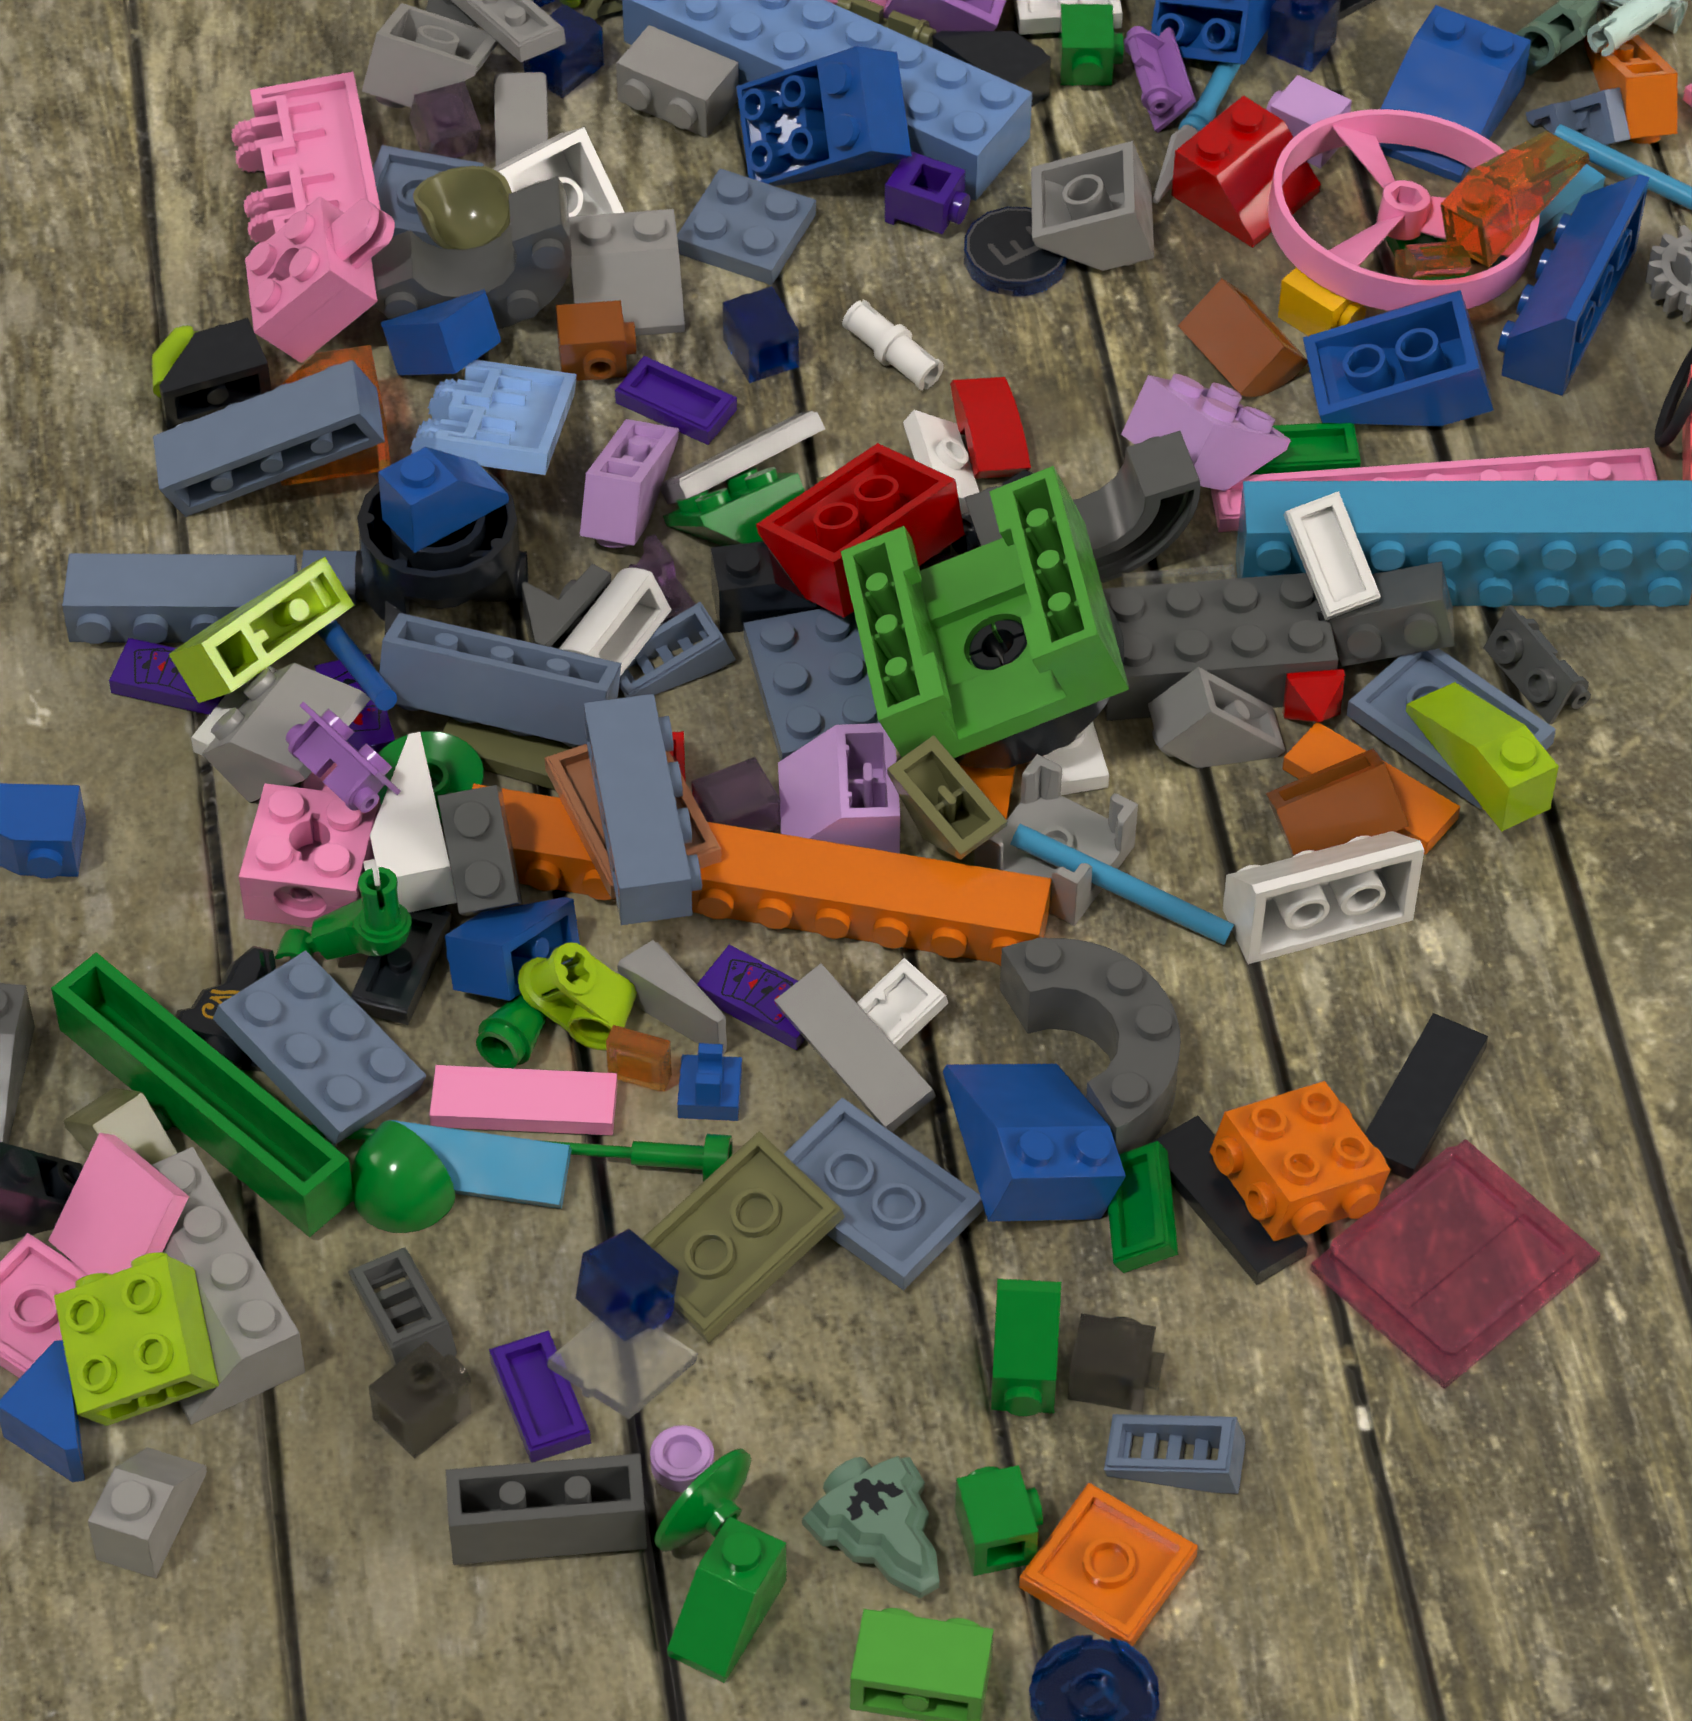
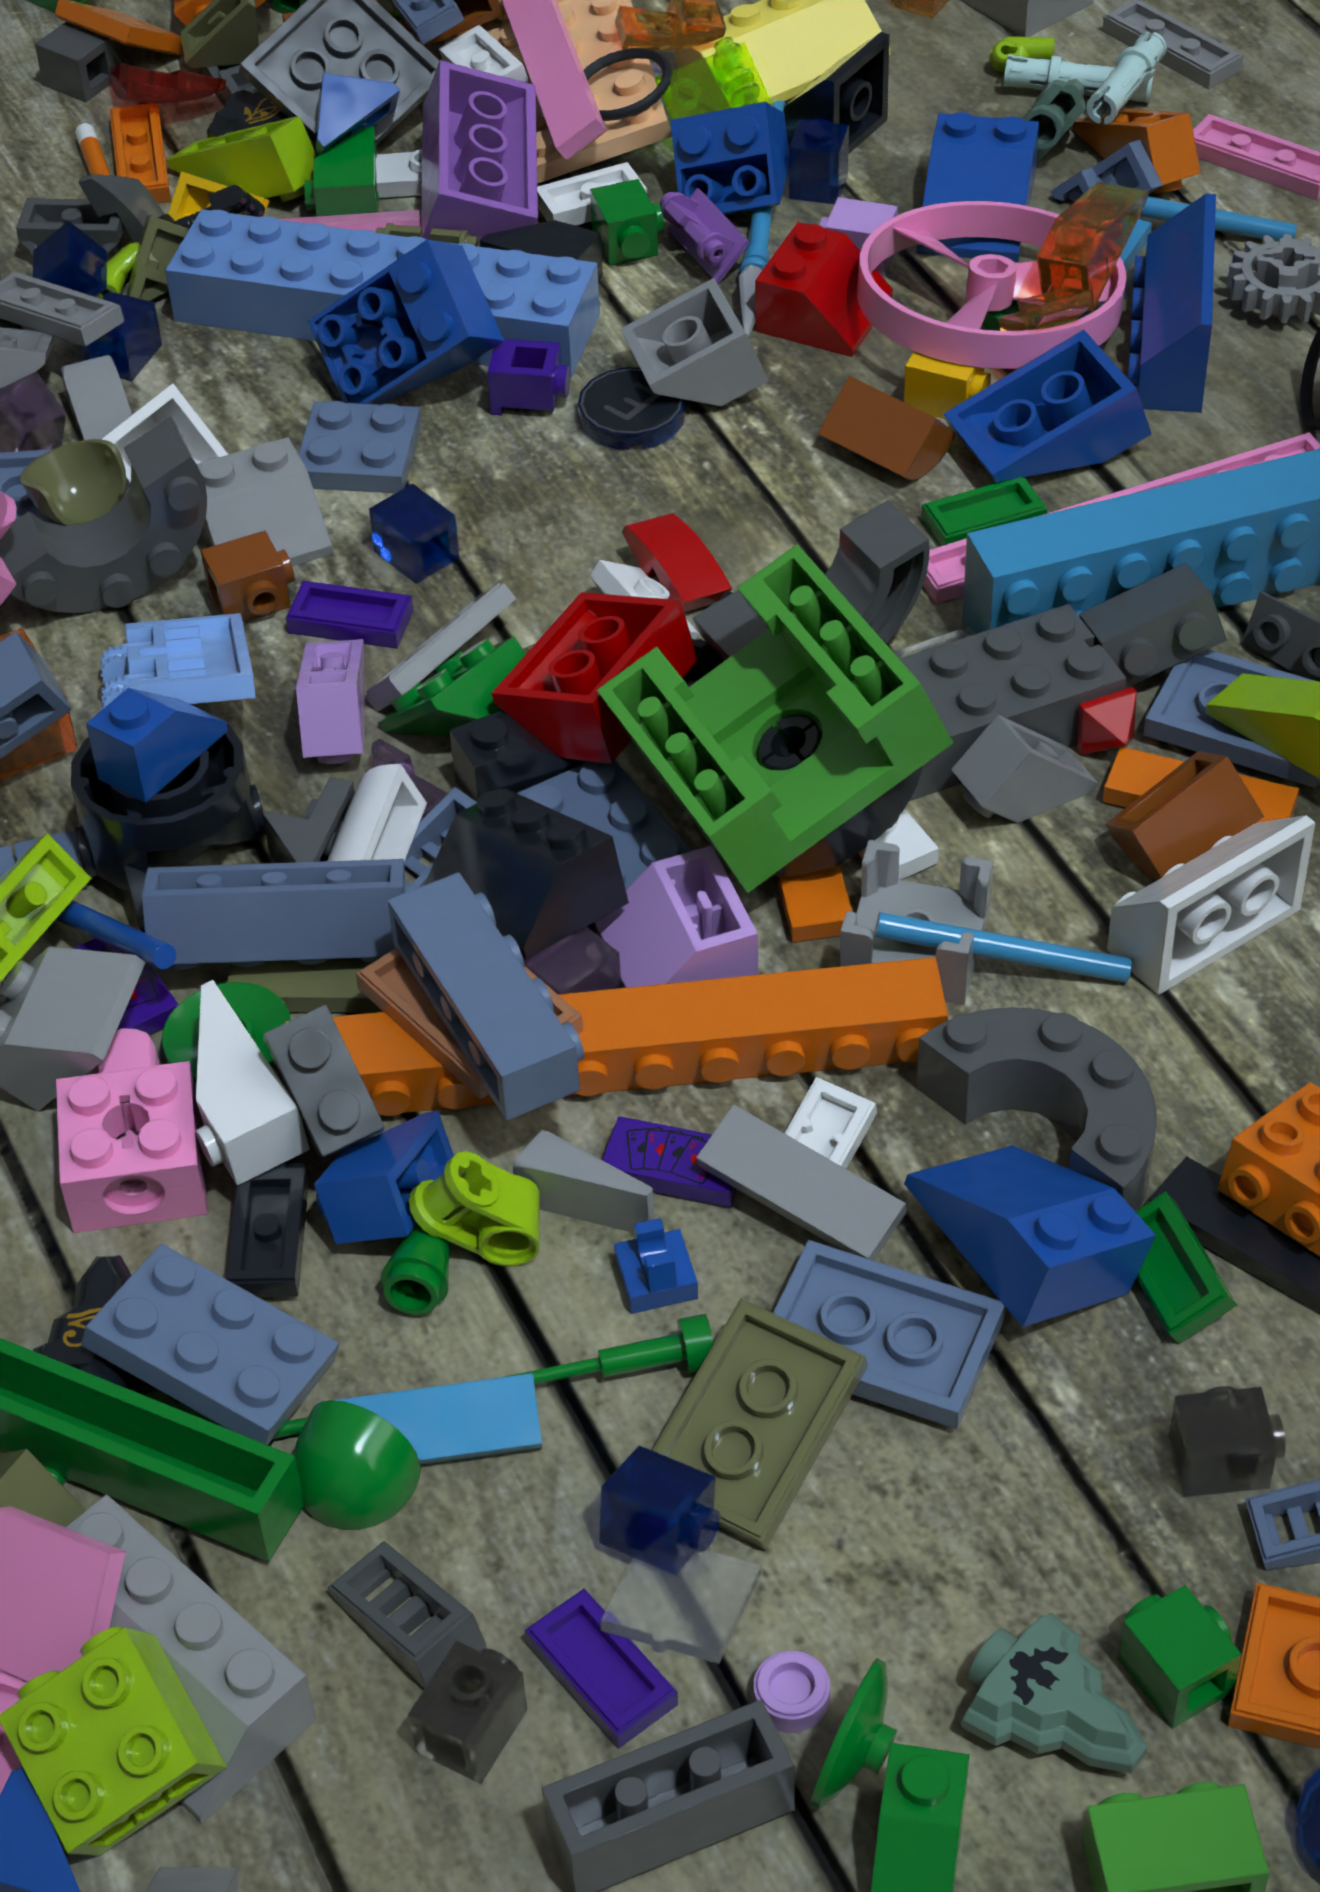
camera: 15 degrees left, 5 degrees down
(357, 773) = (162, 1034): medium lavender hinge -> none
(366, 926) = (217, 1200): green arm -> none
(442, 335) = (90, 607): blue slope -> none
(523, 1100) = (457, 1340): bright pink tile -> none
(639, 1058) = (569, 1259): clear orange tile -> none
(677, 81) = (243, 336): light grey brick -> none
(726, 702) = (533, 866): none -> black slope
(892, 345) = (548, 513): white pin -> none
(944, 800) = (799, 907): olive slope -> none
(1025, 1346) = (1130, 1450): green slope -> none
(1219, 432) = (925, 501): lavender slope -> none
(1332, 555) = (1085, 578): white tile -> none

